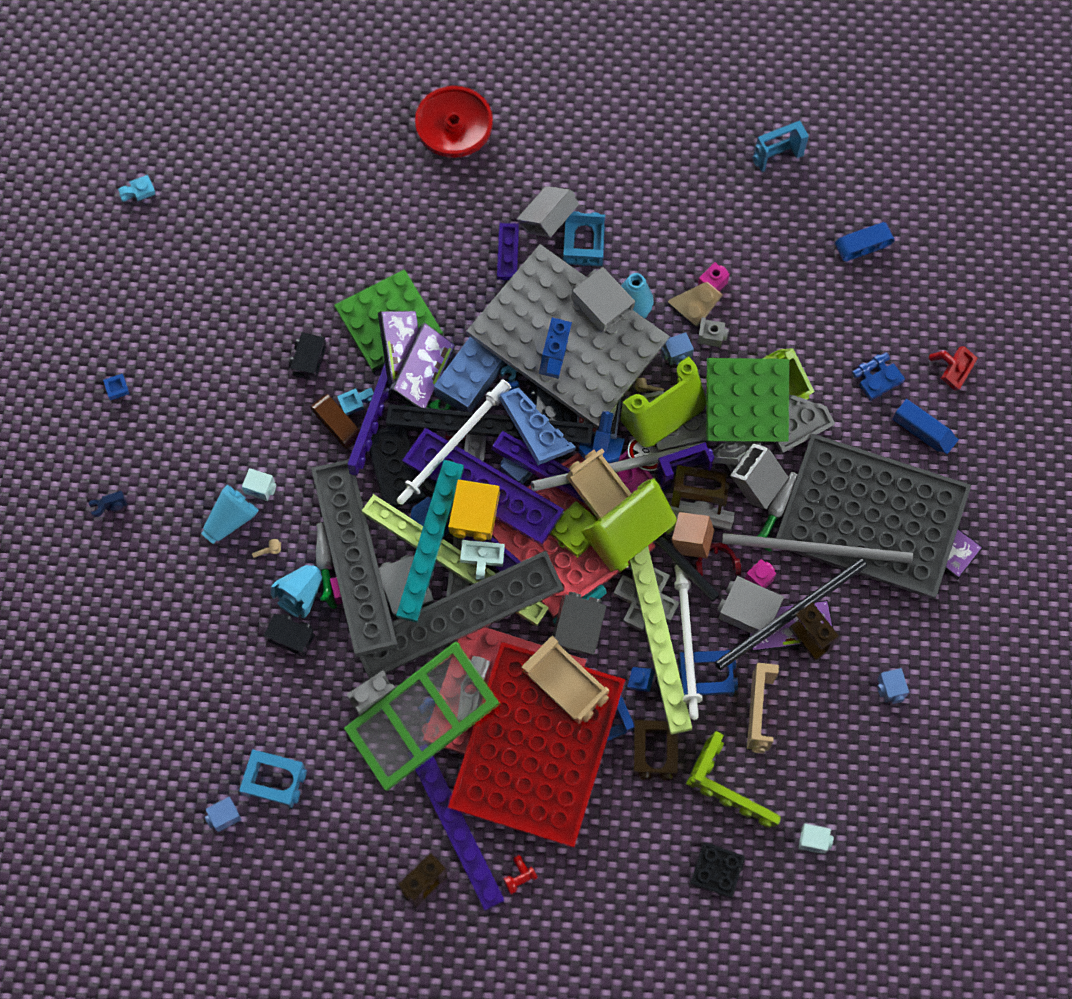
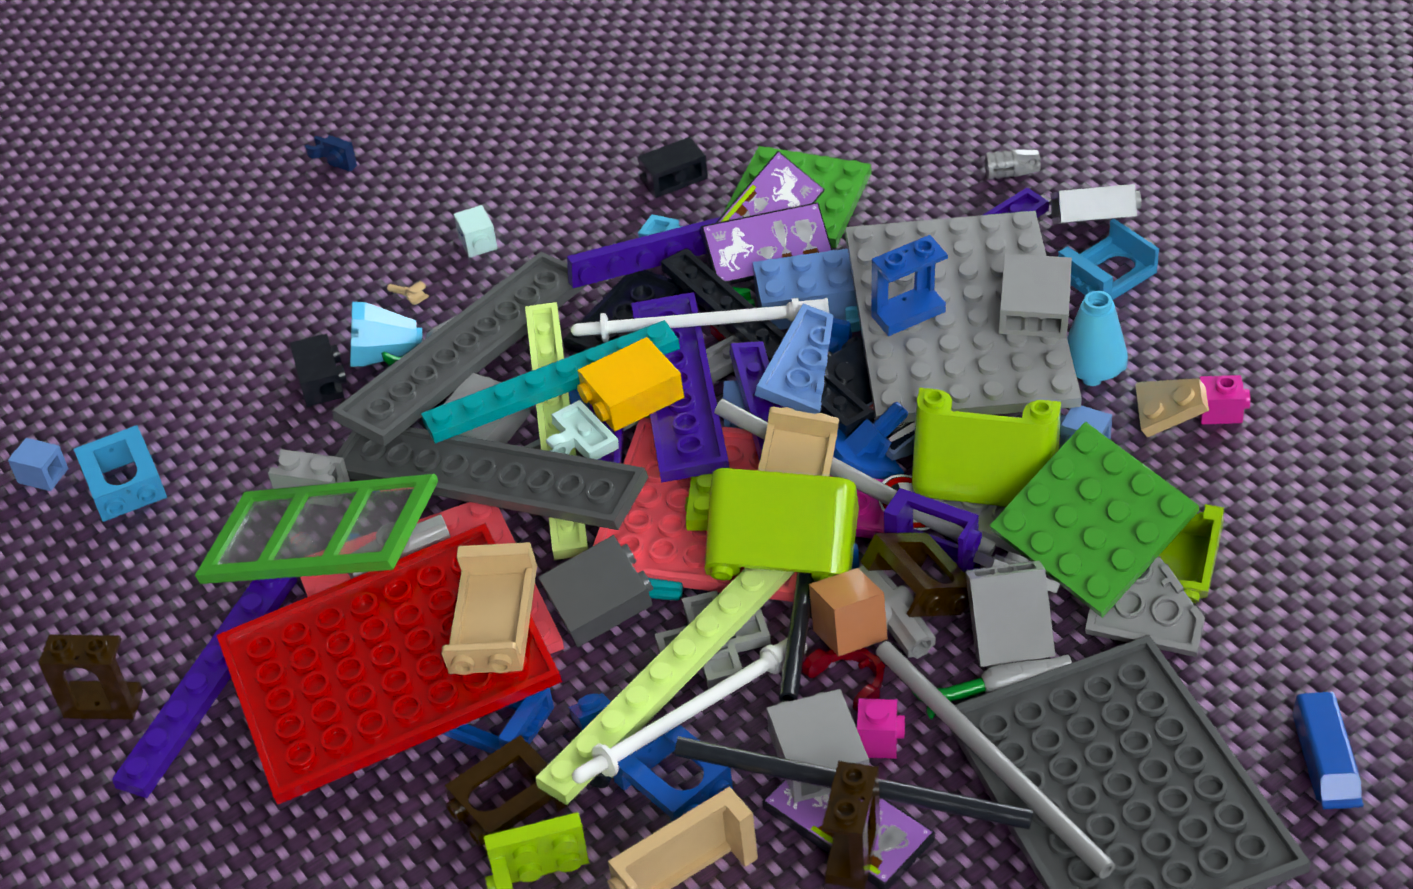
camera: 55 degrees right, 25 degrees down
(116, 387) = (471, 76): blue plate -> none
(227, 514) = (412, 229): medium azure cone -> none
(336, 421) = (623, 223): reddish brown beam -> none
(453, 121) = (1093, 76): red dish -> none
(471, 212) = (1011, 163): none -> light grey hinge
(526, 875) = (172, 781): red piece -> none
(710, 338) = (1150, 444): light grey brick -> none
(880, 382) = (1330, 662): blue plate -> none

